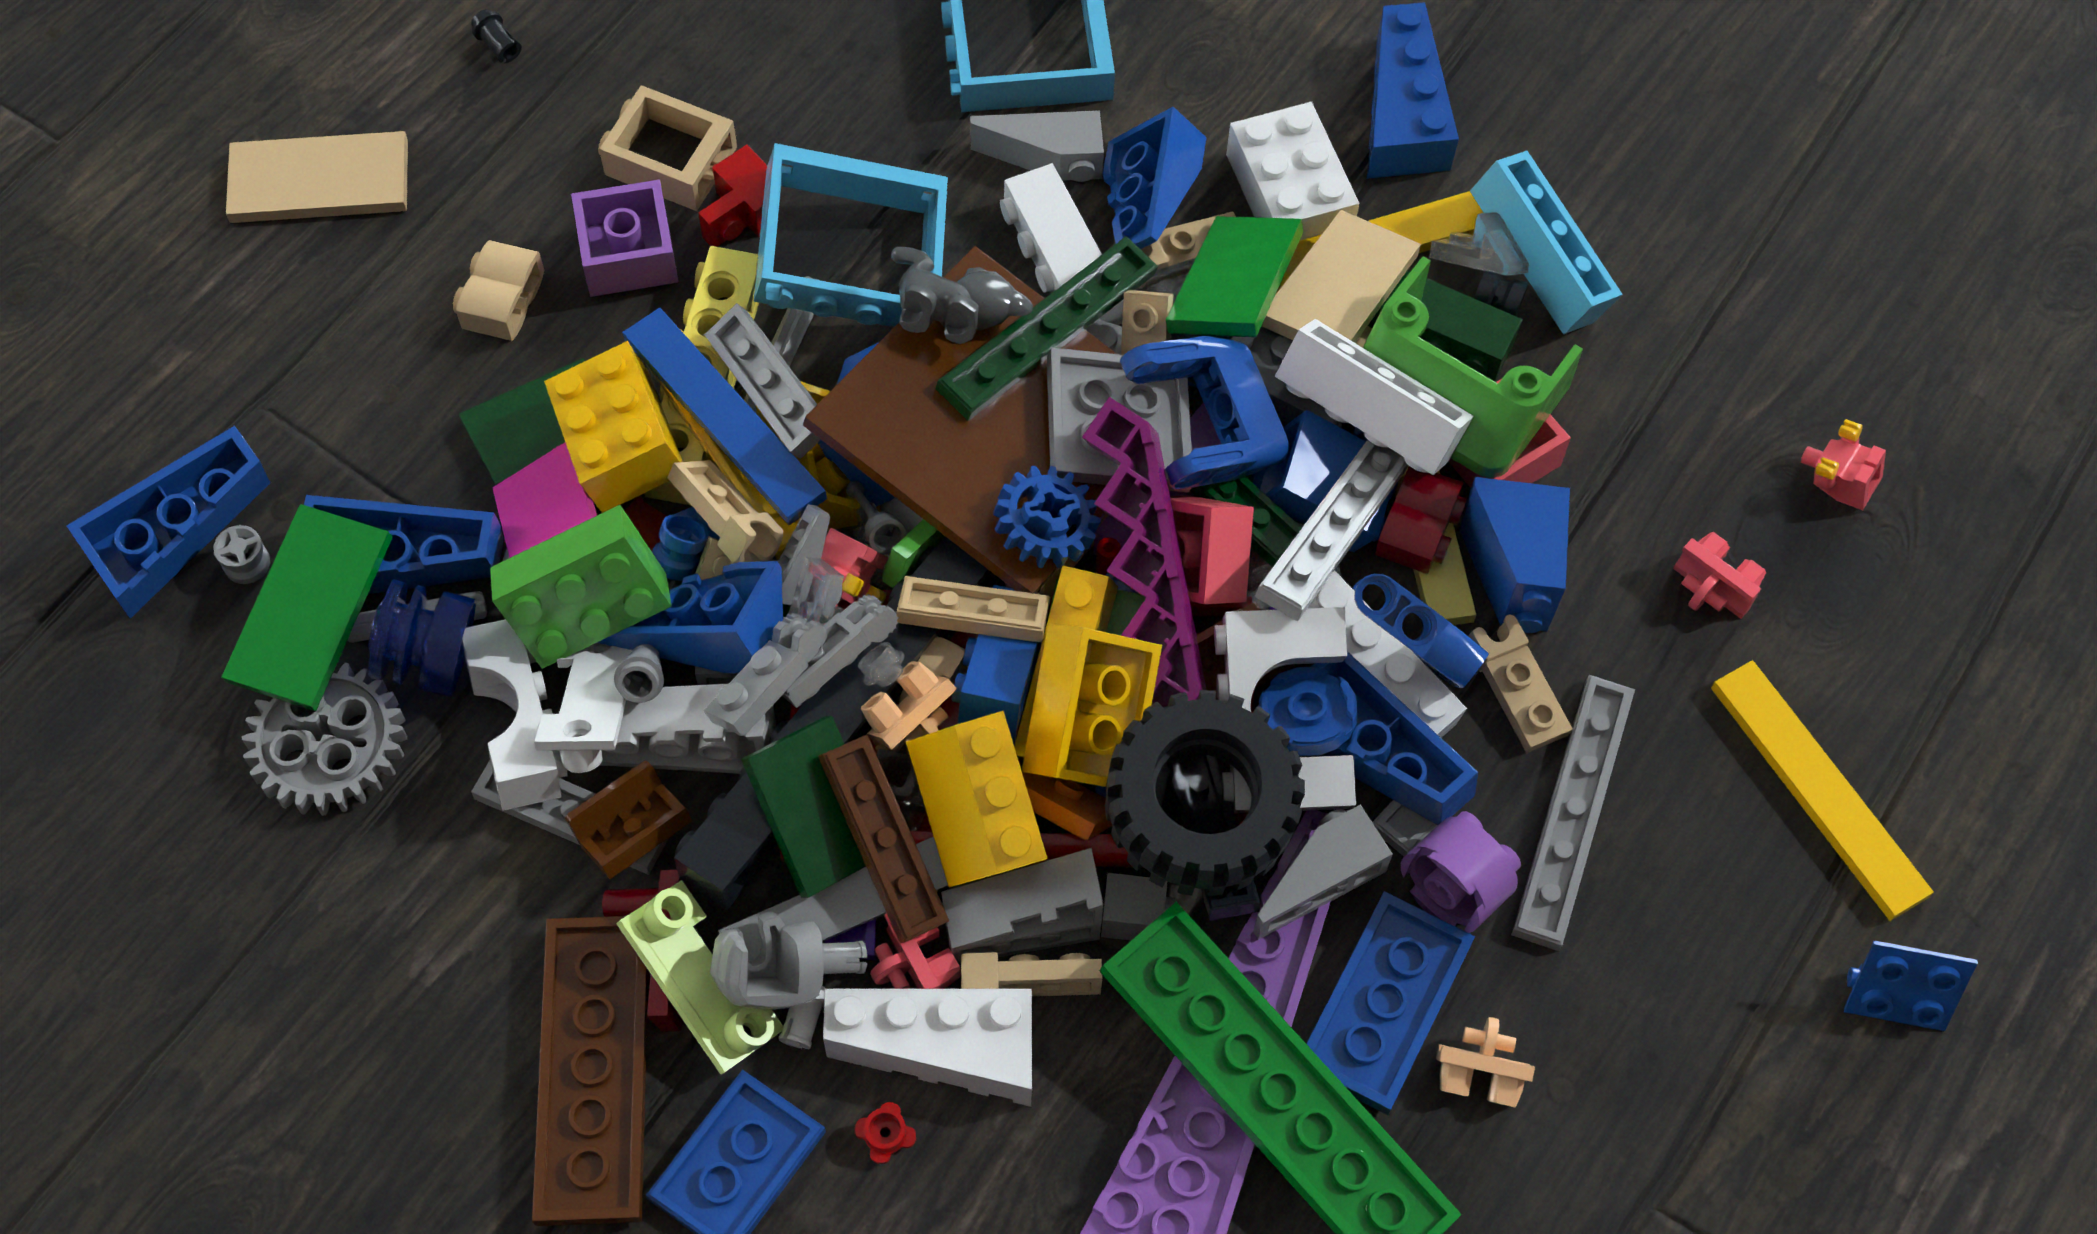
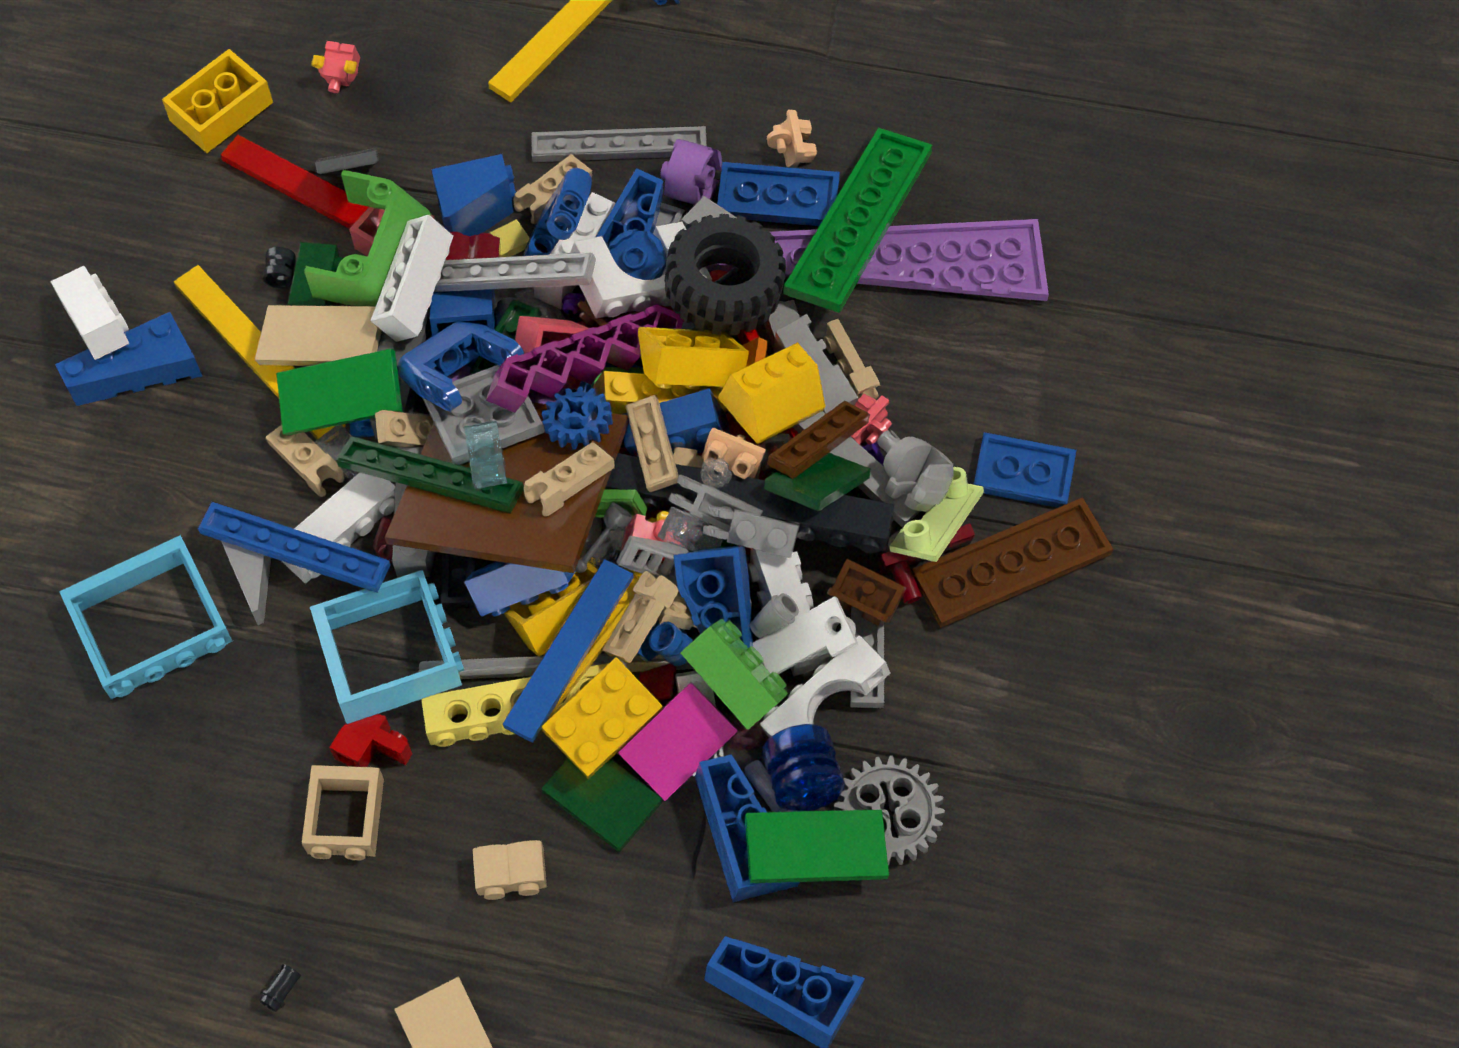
camera: 110 degrees left, 0 degrees up
(231, 550) = (782, 928): light grey wheel -> none
(624, 238) = (438, 797): medium lavender brick -> none
(765, 377) = (531, 633): light grey plate -> none
(885, 1118) = (973, 396): red plate -> none
(937, 1034) = (907, 384): white wedge -> none
(950, 468) = (568, 478): none -> tan plate
(962, 307) = (446, 511): dark grey animal -> none
(1032, 374) = (485, 454): none -> clear light blue slope
(1037, 176) = (294, 547): none -> blue tile
(1151, 174) = (273, 481): blue wedge -> none
(1290, 168) = (227, 407): white brick -> none
(1489, 249) = (256, 273): clear slope -> none
(1490, 52) = (91, 311): none -> white brick
(1559, 257) = (235, 245): medium azure brick -> none
(1631, 396) = (347, 161): none -> dark grey tile
(1652, 360) = (292, 181): none -> red tile
(1715, 580) = (445, 111): coral hips -> none
(1819, 293) = (217, 100): none -> yellow brick

